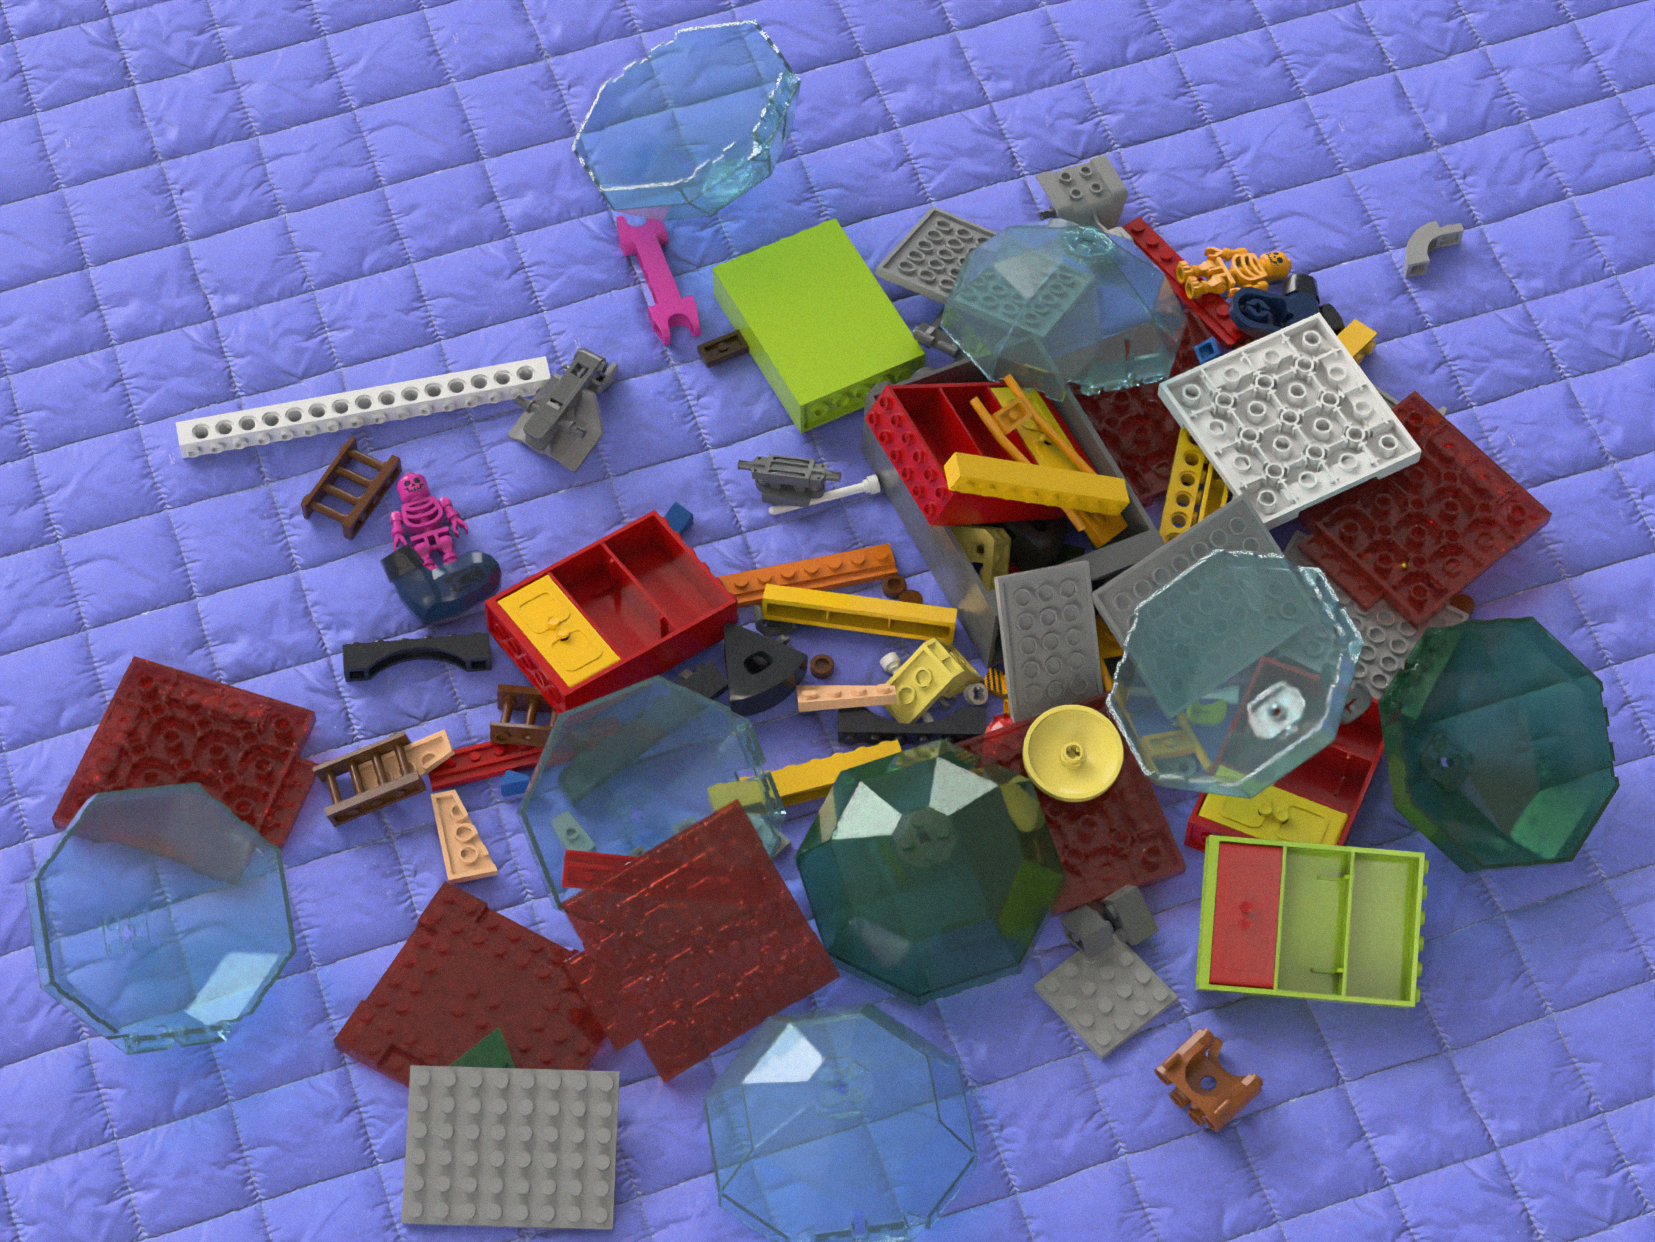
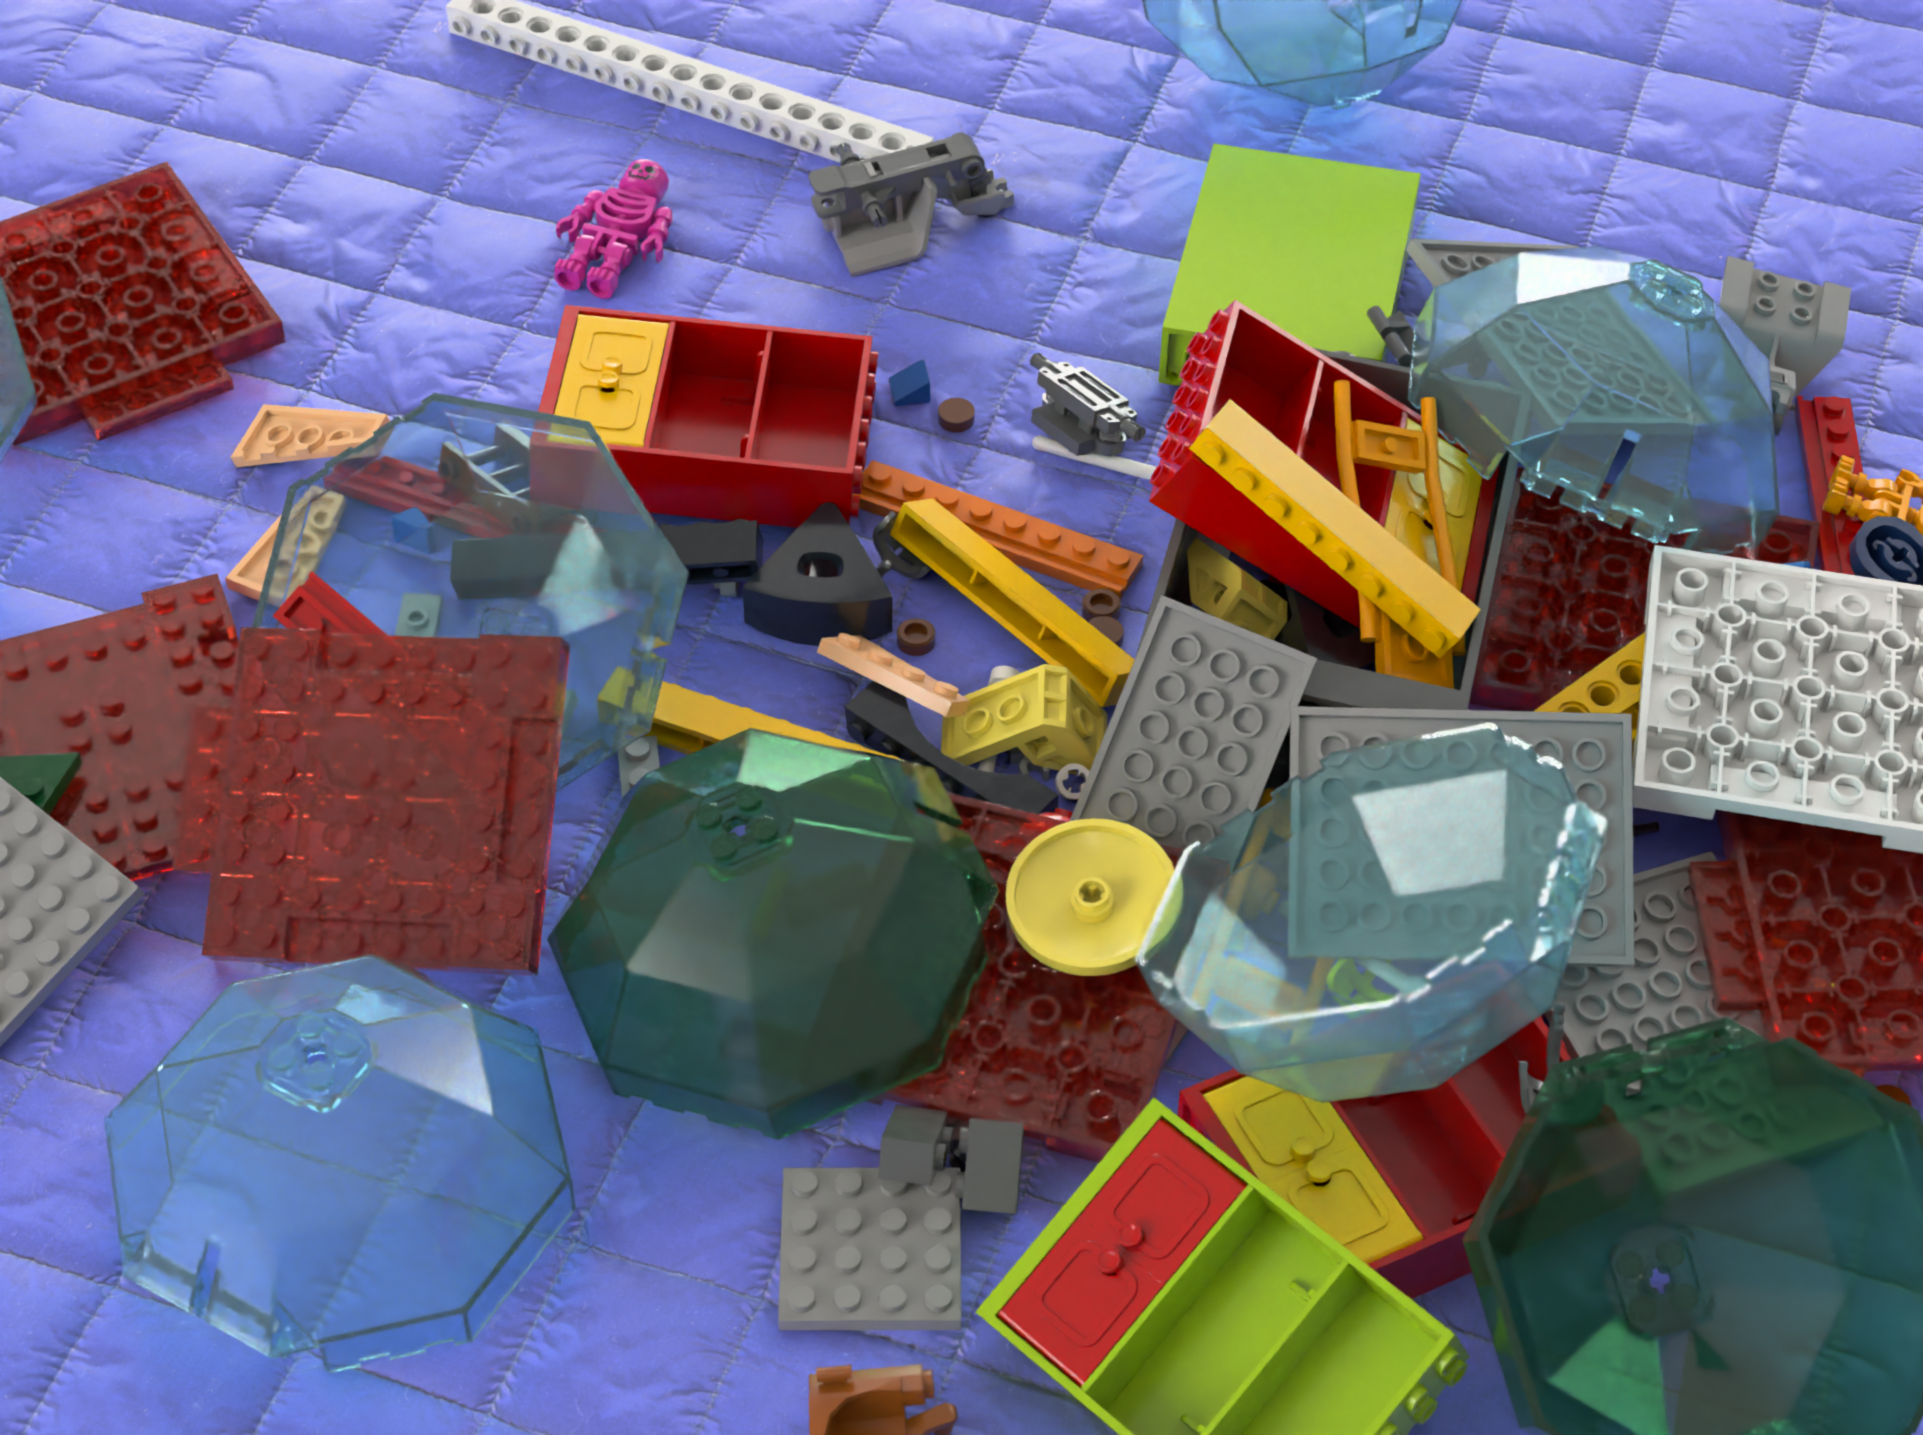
camera: 40 degrees right, 10 degrees down
(364, 504) = (584, 169): reddish brown fence -> none
(366, 660) = (406, 314): black arch -> none
(378, 797) = (254, 443): reddish brown fence -> none
(447, 588) = (538, 281): dark blue piece -> none
(669, 307) = (1143, 173): dark pink piece -> none
(716, 522) = (956, 414): none -> reddish brown tile
(722, 348) = (1152, 247): dark brown plate -> none

